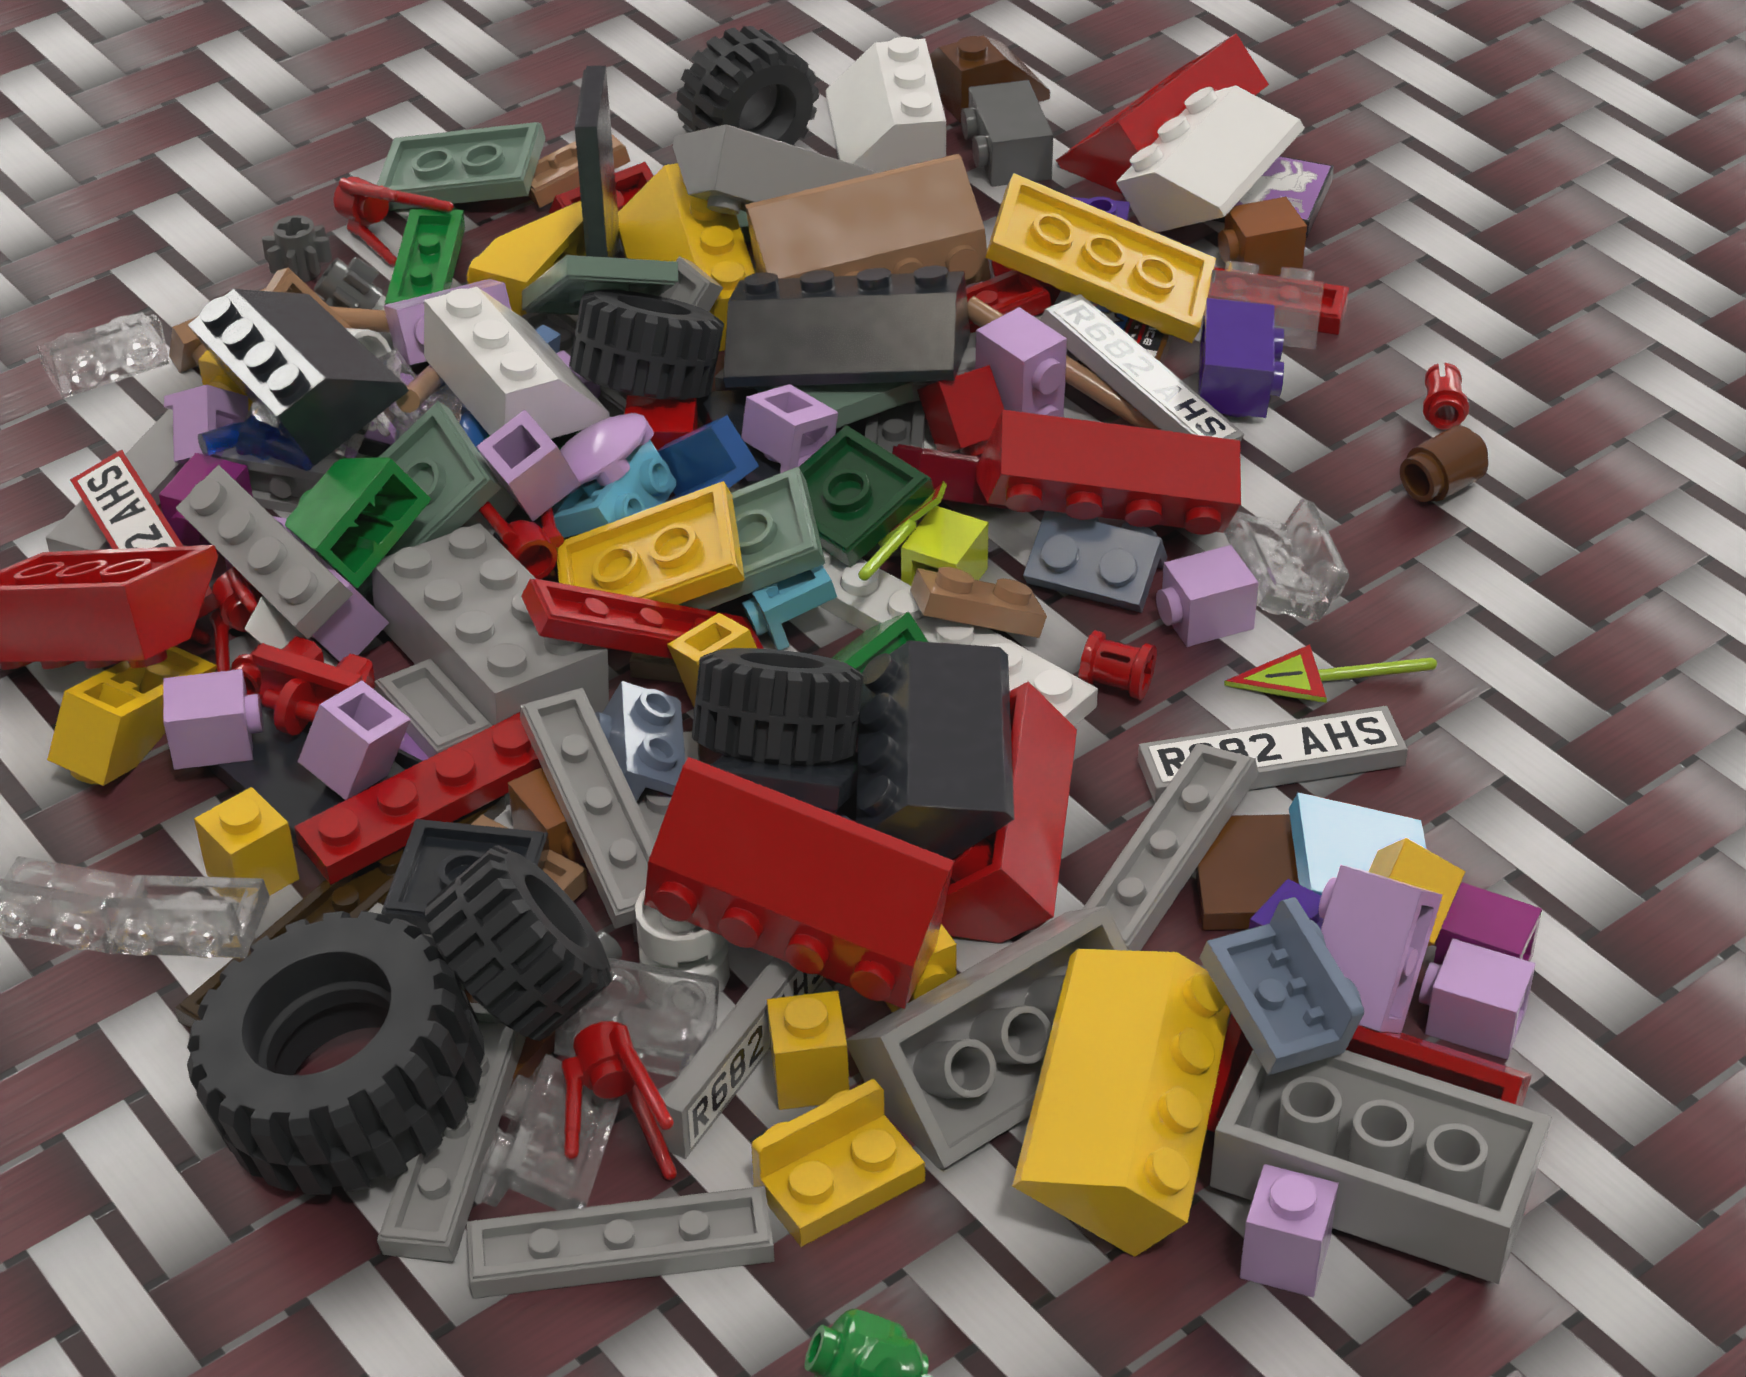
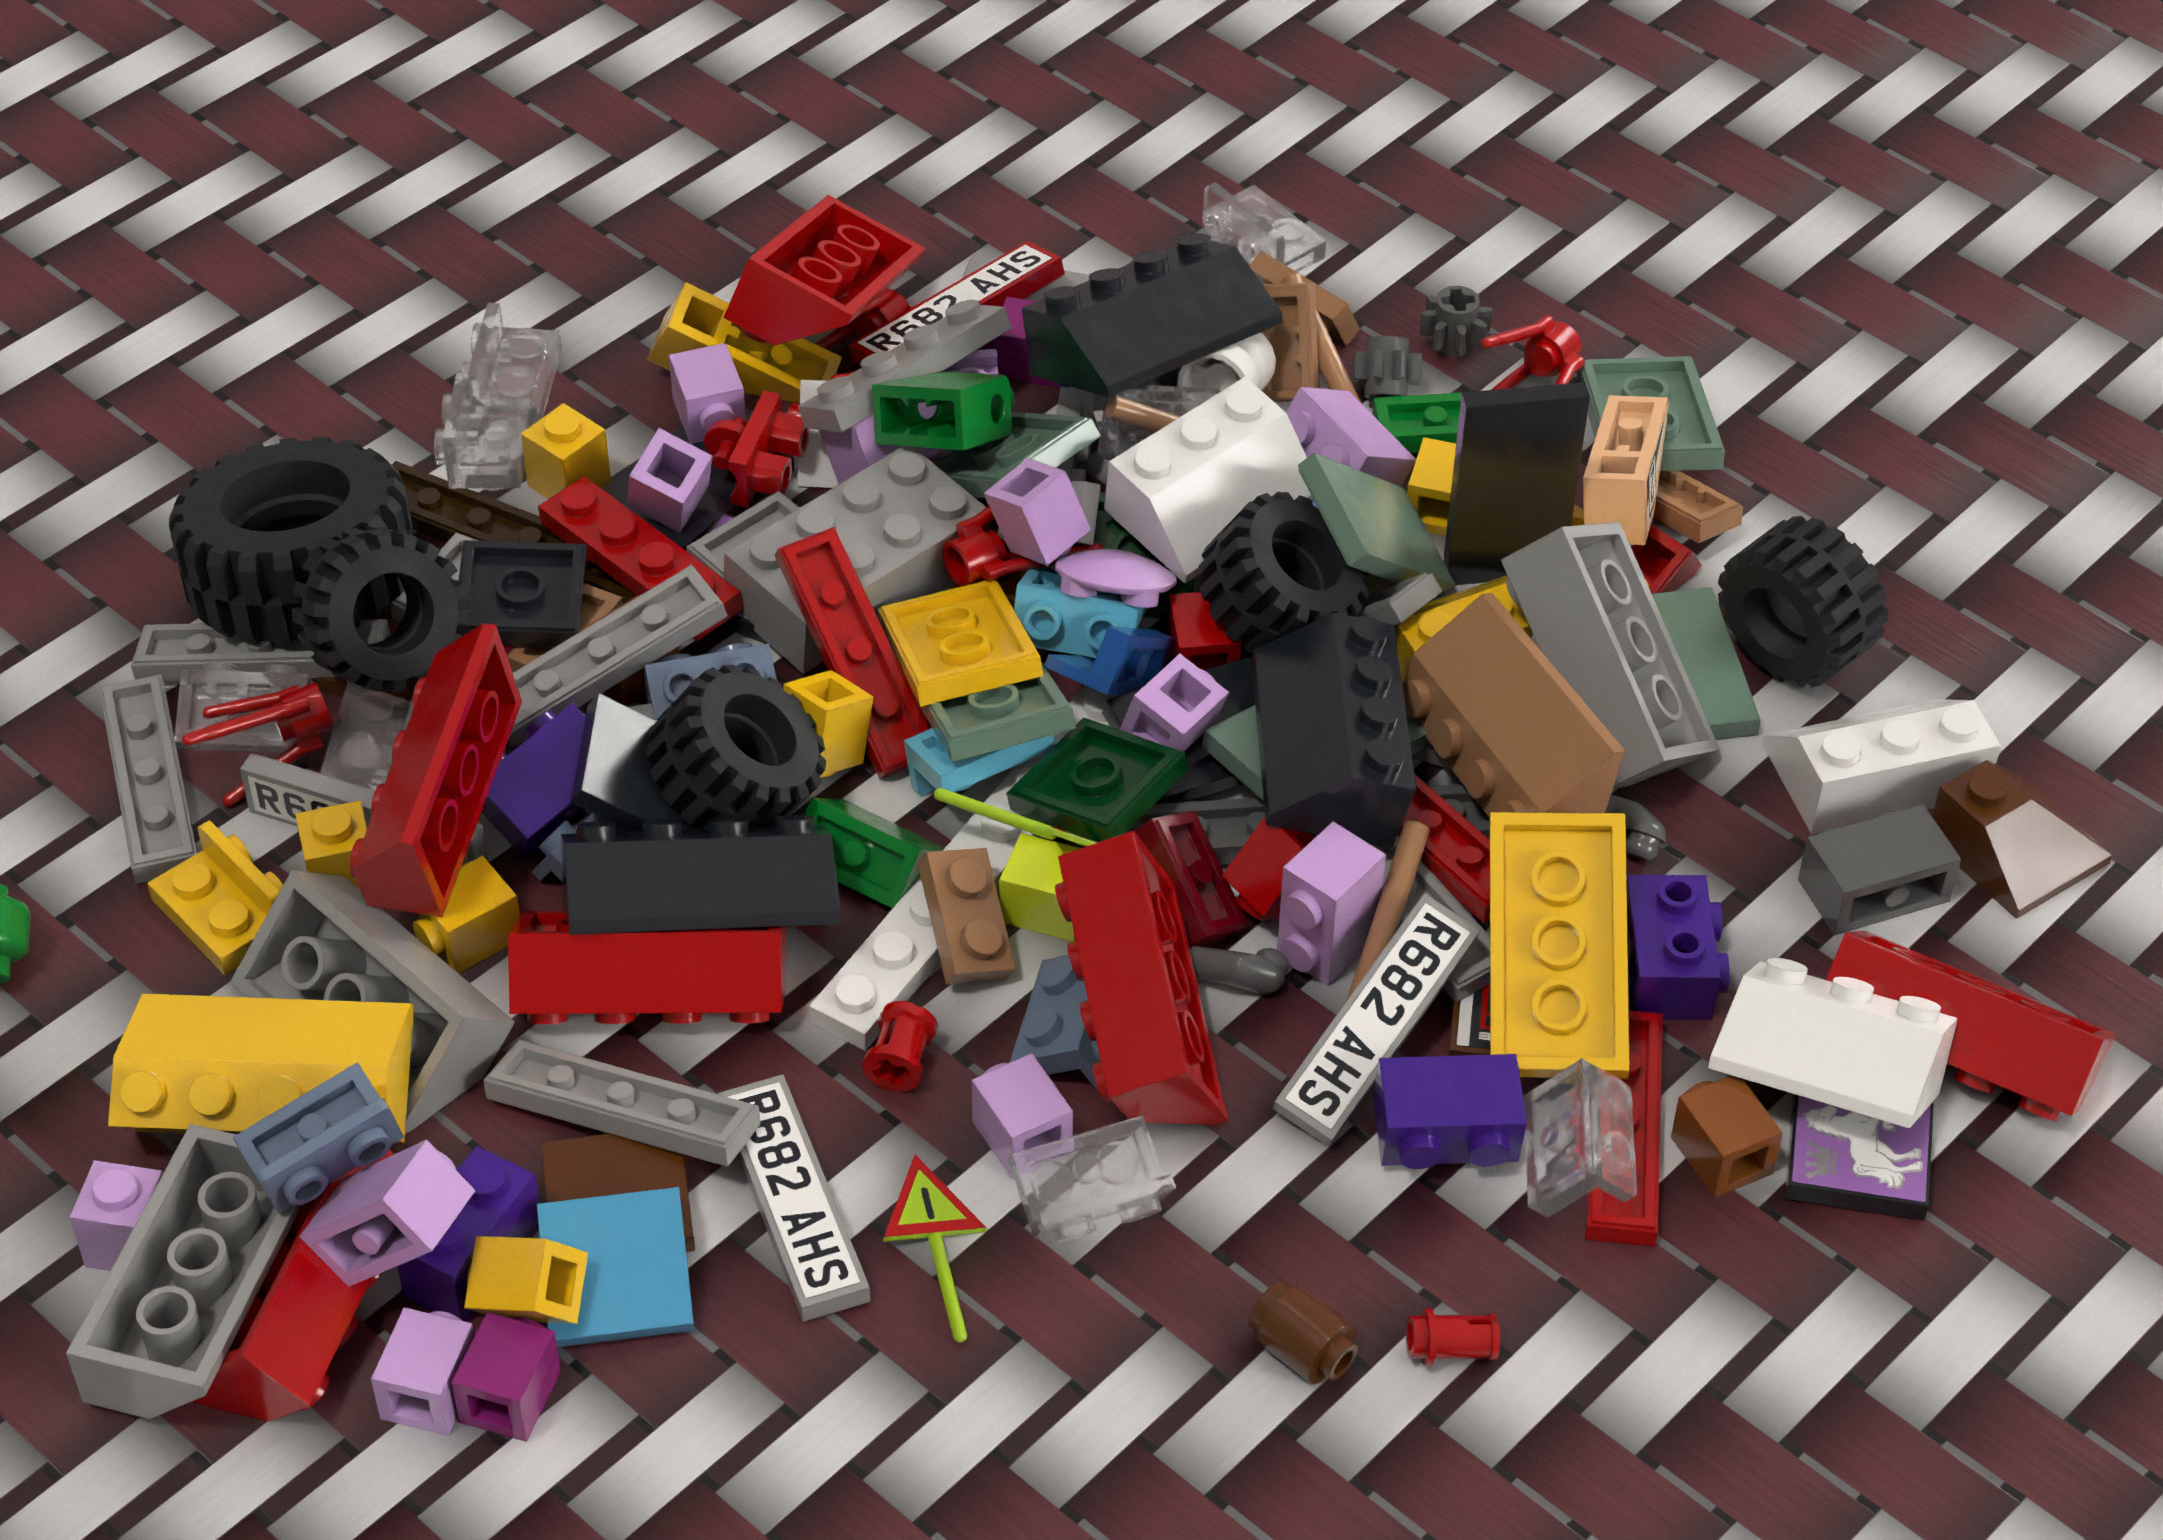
camera: 80 degrees right, 5 degrees up
(546, 156) = (1626, 465): none -> light nougat slope

